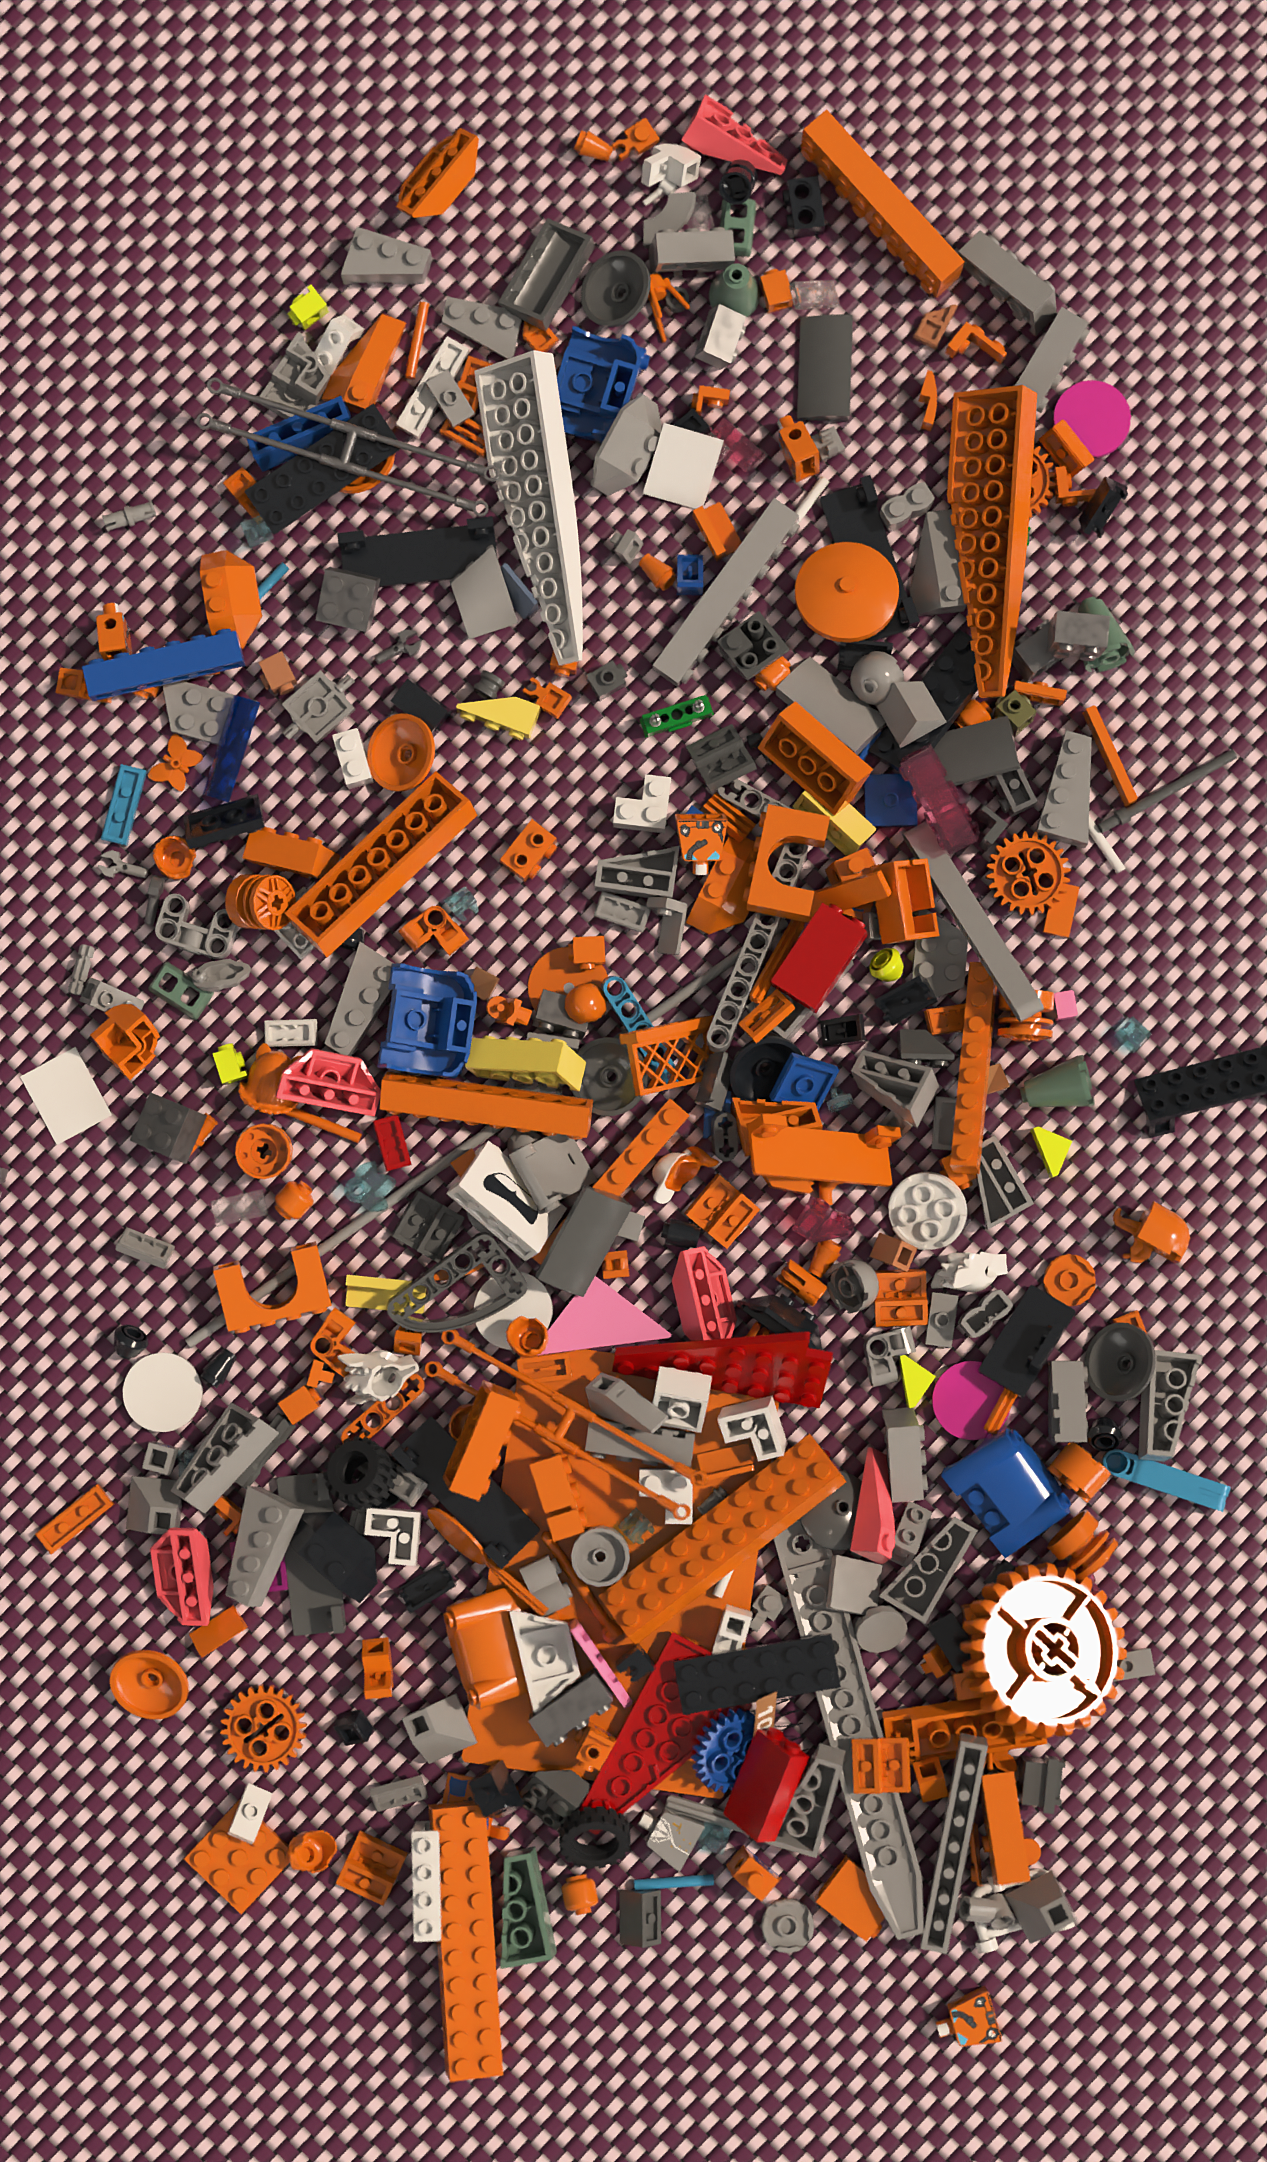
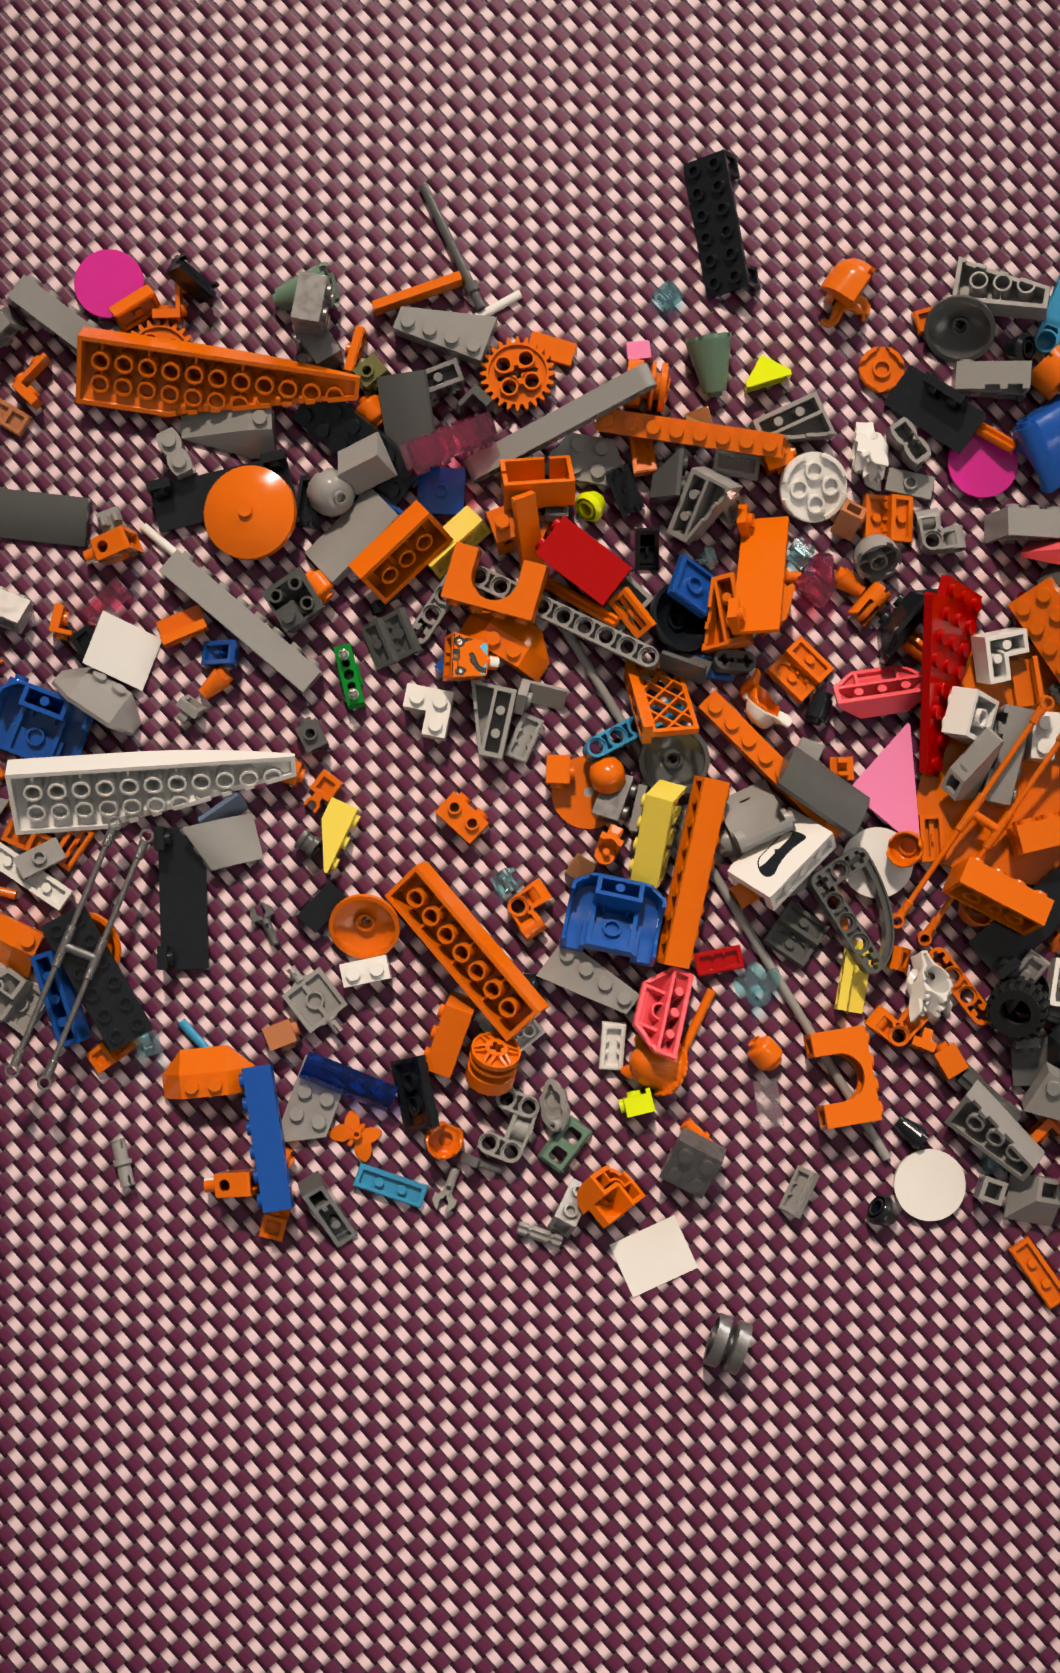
camera: 85 degrees left, 0 degrees up
(94, 737) = (326, 1208): none -> dark grey slope
(250, 1158) = (733, 1073): orange wheel -> none
(348, 599) = (218, 965): flat silver brick -> none
(733, 815) = (438, 638): orange tile -> none
(852, 1200) = (799, 553): none -> clear light blue tile
(914, 1379) = (963, 511): neon yellow slope -> none
(929, 396) = (74, 426): orange slope -> none

